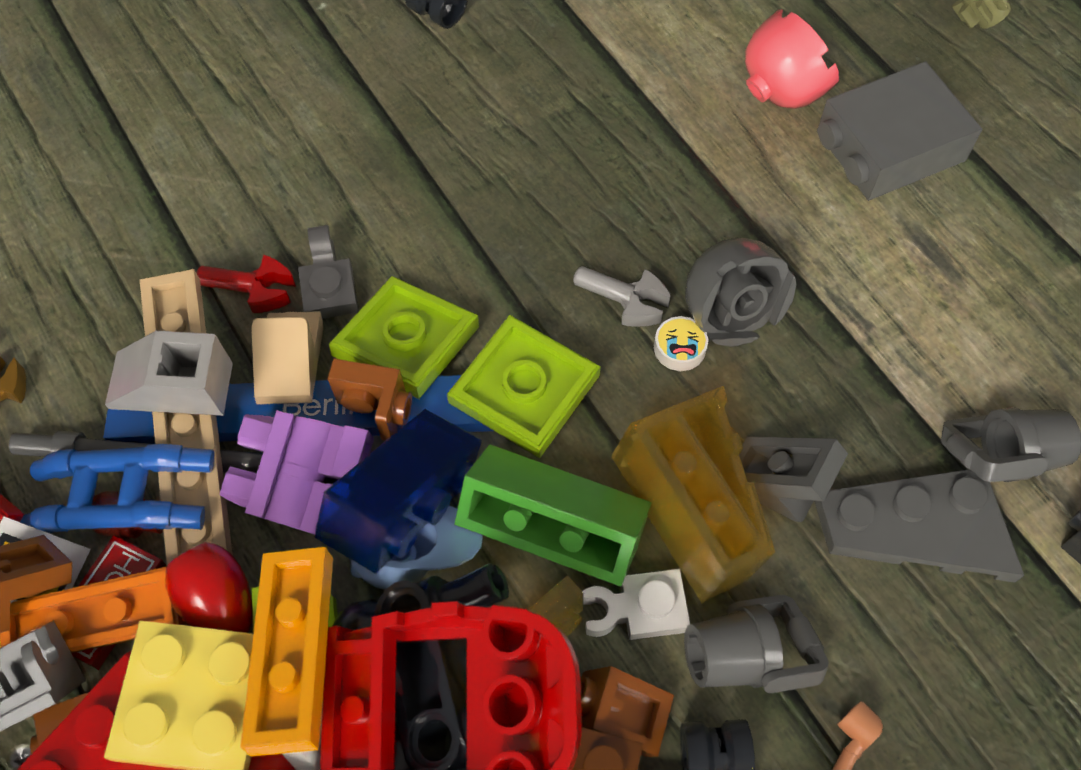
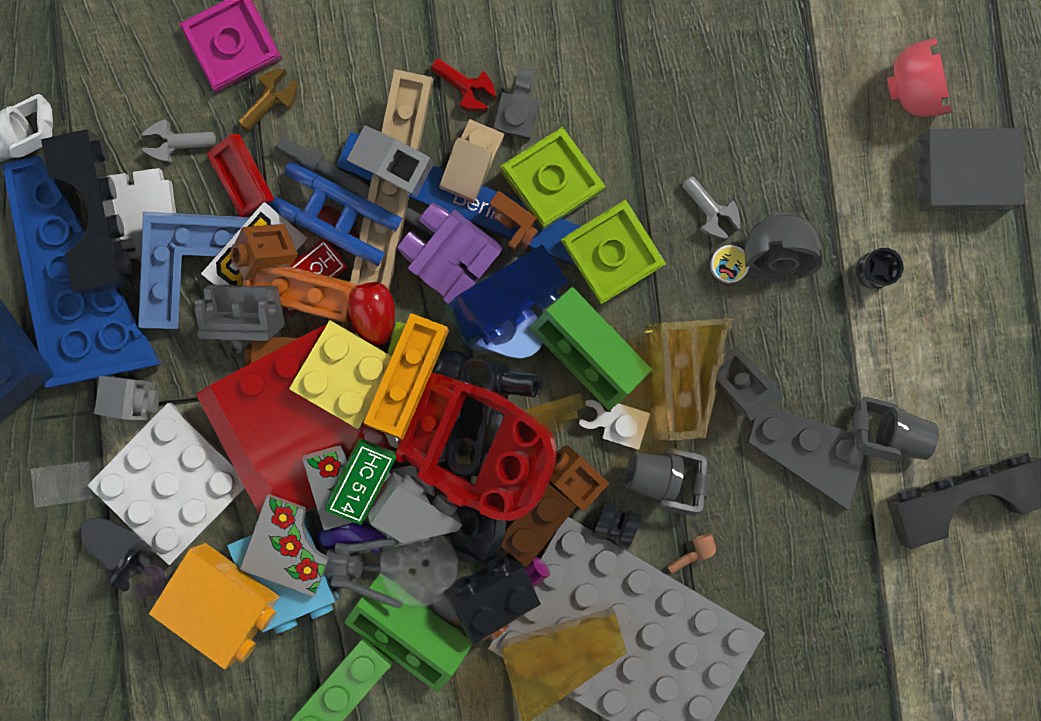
camera: 20 degrees right, 25 degrees up
(865, 267) = (887, 266): none -> black wheel

